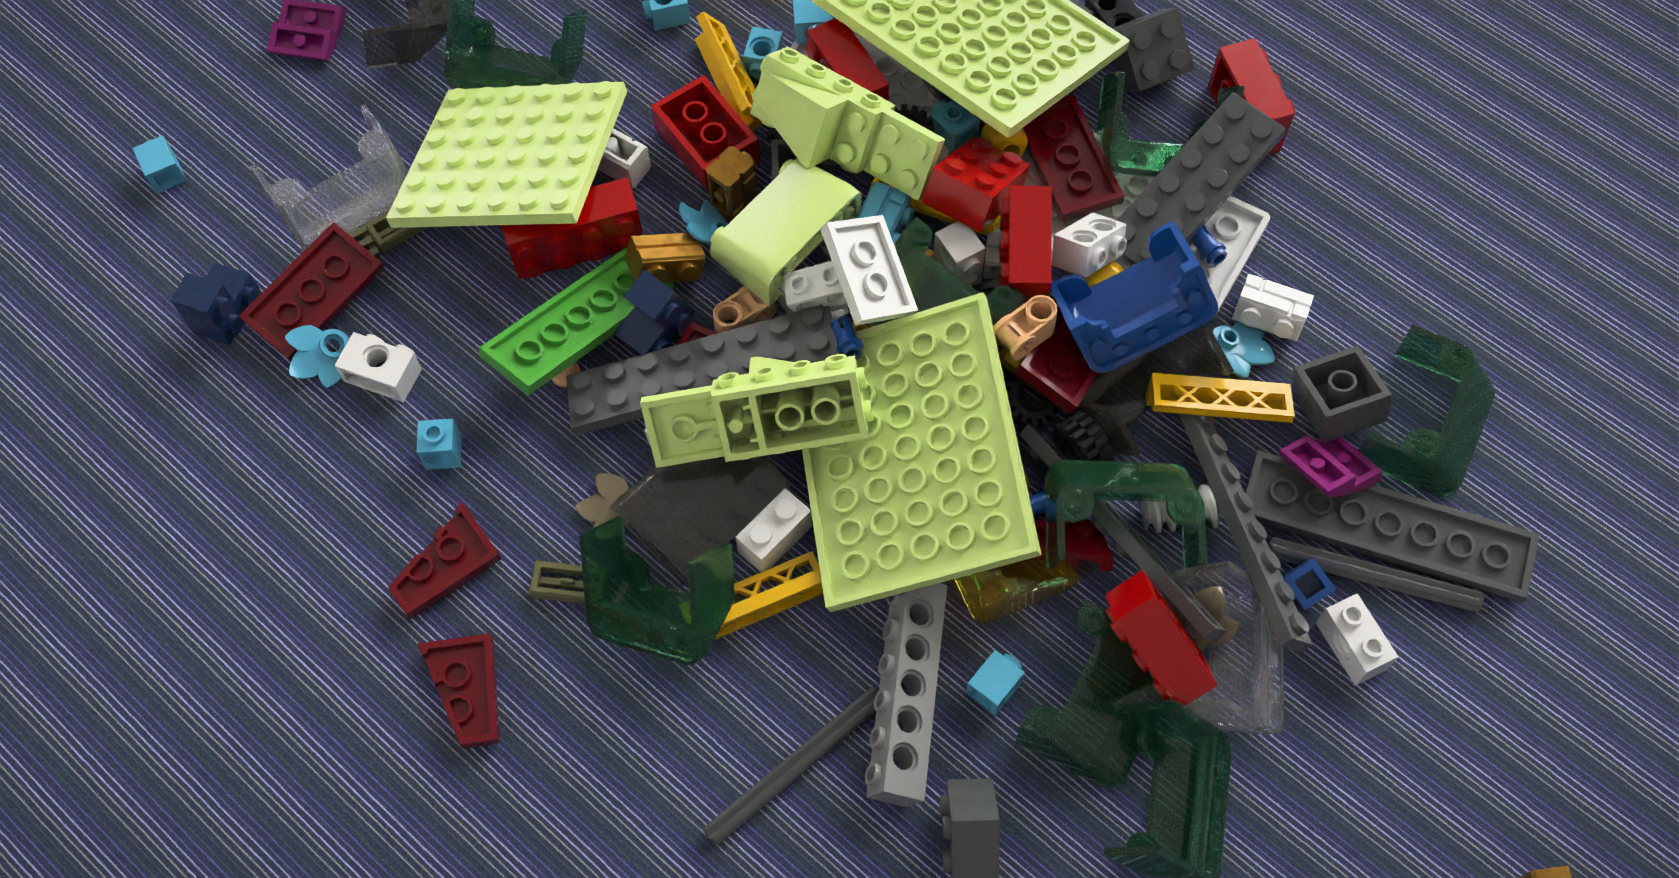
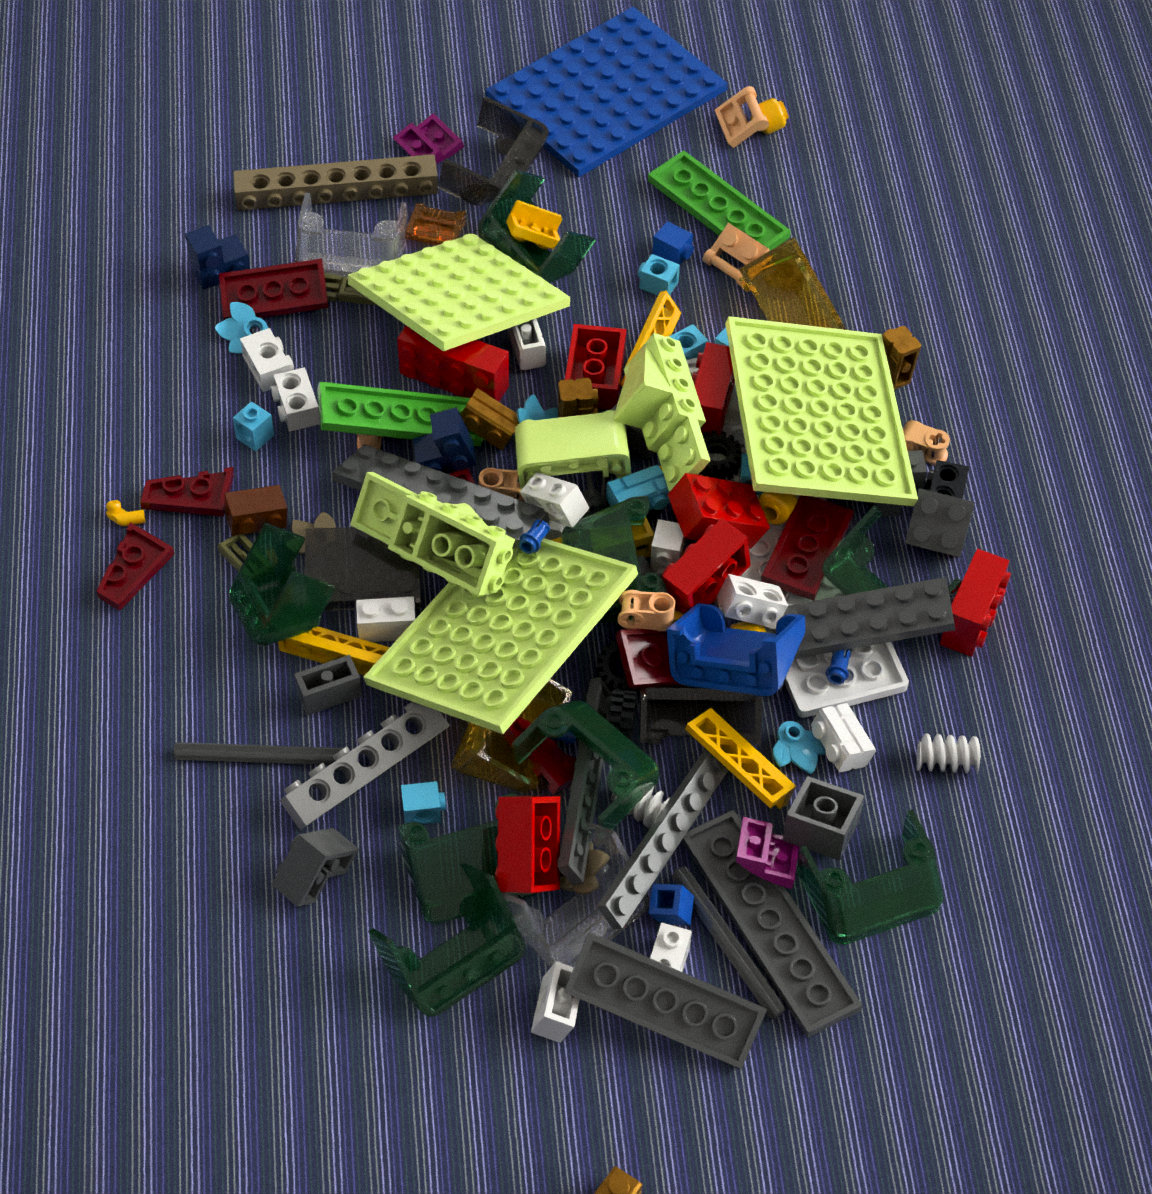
camera: 40 degrees right, 10 degrees down
(159, 164) = (265, 155): medium azure brick -> none
(255, 137) = (336, 182): none -> dark tan brick
(398, 645) = (121, 516): none -> yellow arm
(406, 111) = (434, 225): none -> clear orange plate
(455, 378) = (296, 399): none -> white brick
(506, 38) = (534, 225): none -> yellow bracket
(534, 527) = (251, 508): none -> reddish brown brick
(793, 643) = (328, 685): none -> dark grey brick
(868, 269) = (581, 501): white plate -> none
(1316, 762) = (555, 1009): none -> white brick
(1365, 251) = (948, 753): none -> white piece
(1406, 679) = (665, 1000): none -> dark grey plate

